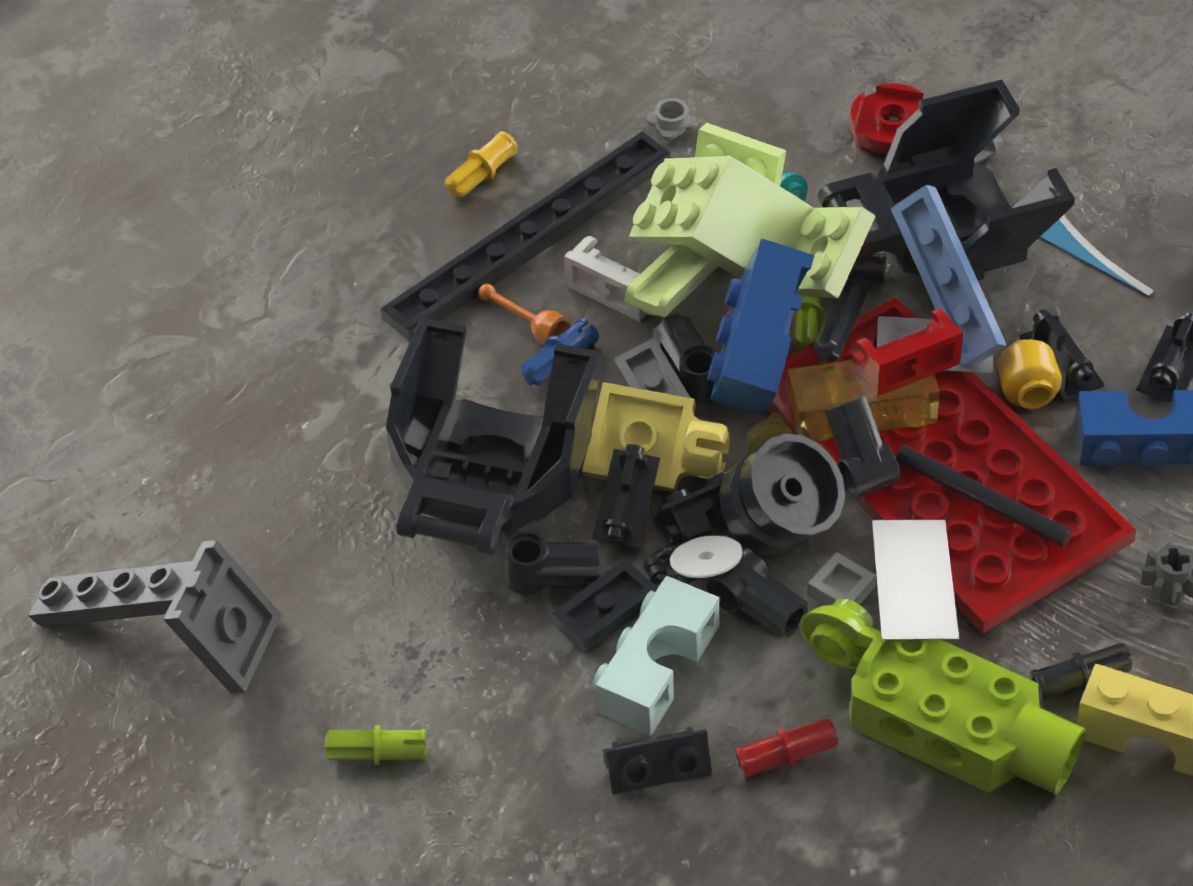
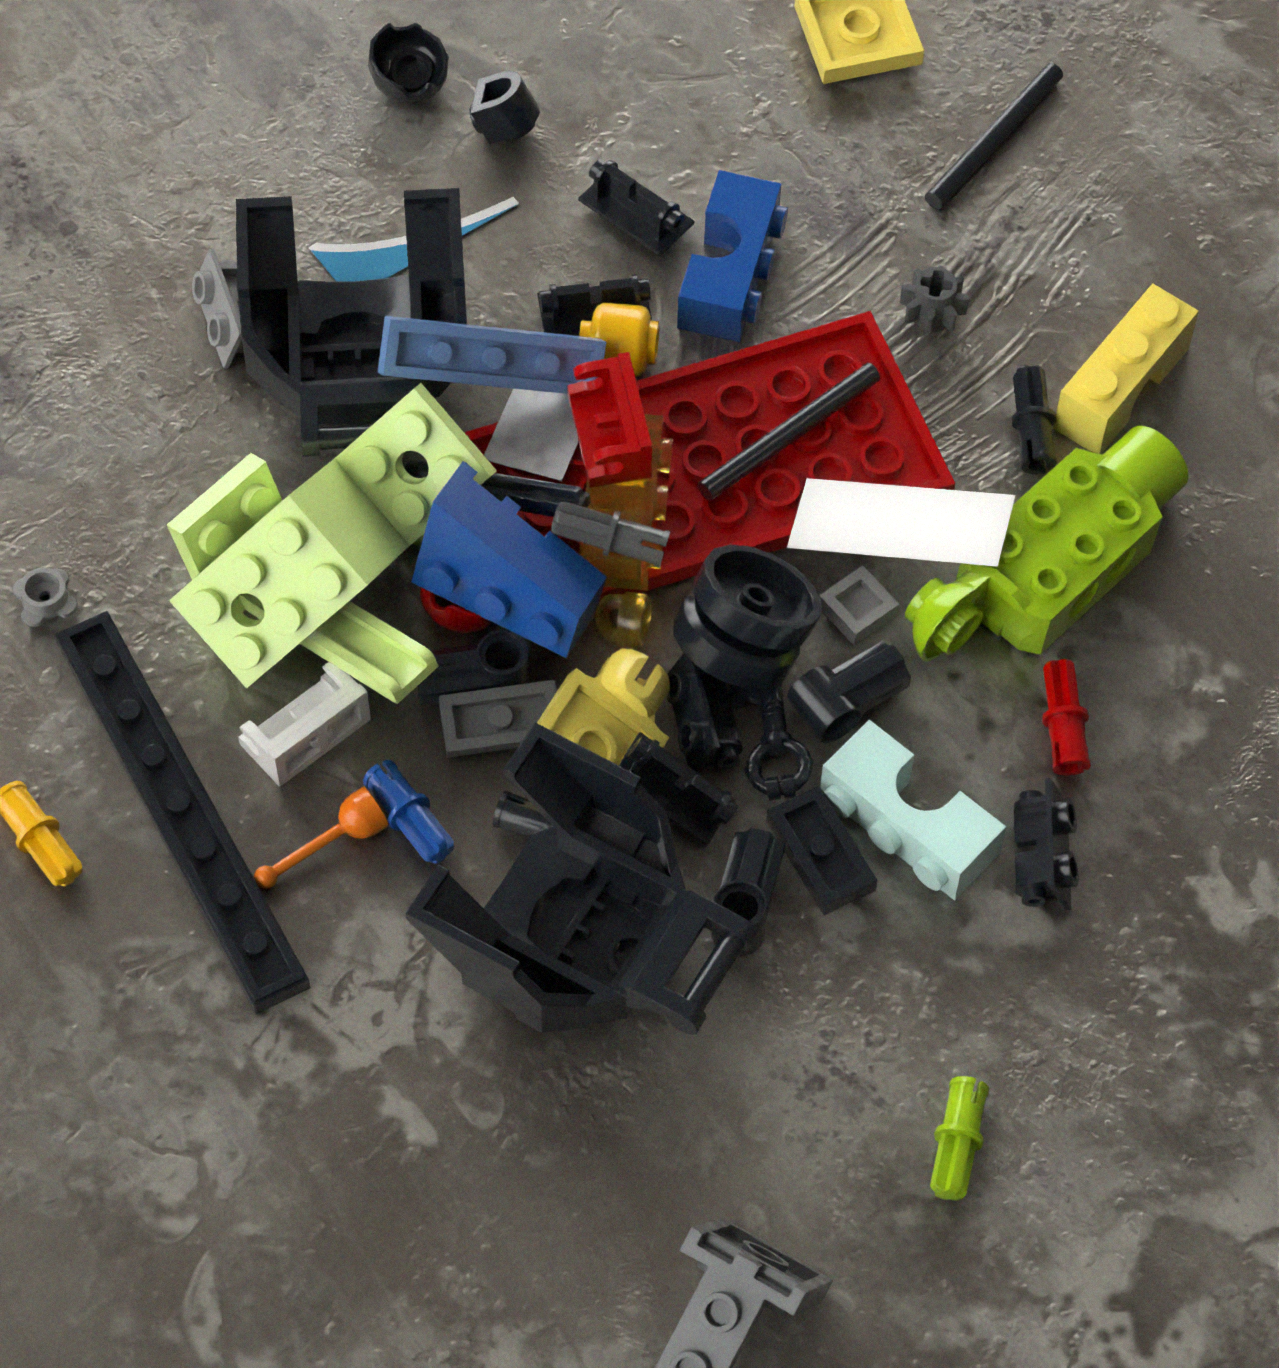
camera: 80 degrees left, 10 degrees up
(706, 556) = (796, 722): white piece -> none
(803, 375) = (609, 532): none -> dark grey axle
(865, 461) = (713, 518): black piece -> none
(871, 115) = (157, 387): red plate -> none

